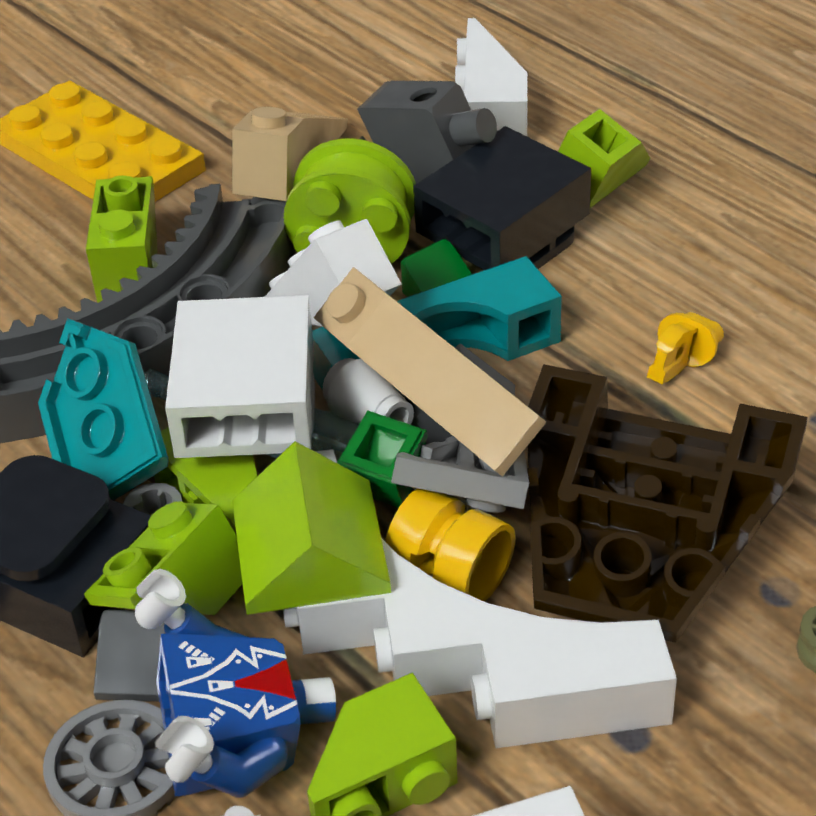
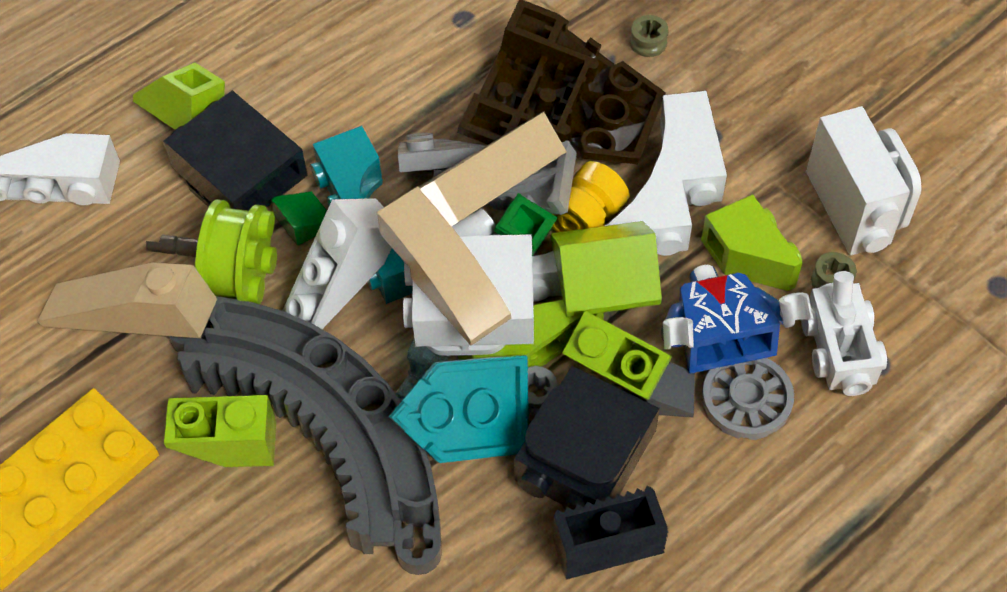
camera: 90 degrees left, 15 degrees up
(234, 297) = (442, 265): none -> tan slope
(425, 123) = (152, 194): dark grey torso -> none
(508, 352) = (425, 153): none -> light grey wing
(684, 342) = (391, 75): yellow piece -> none

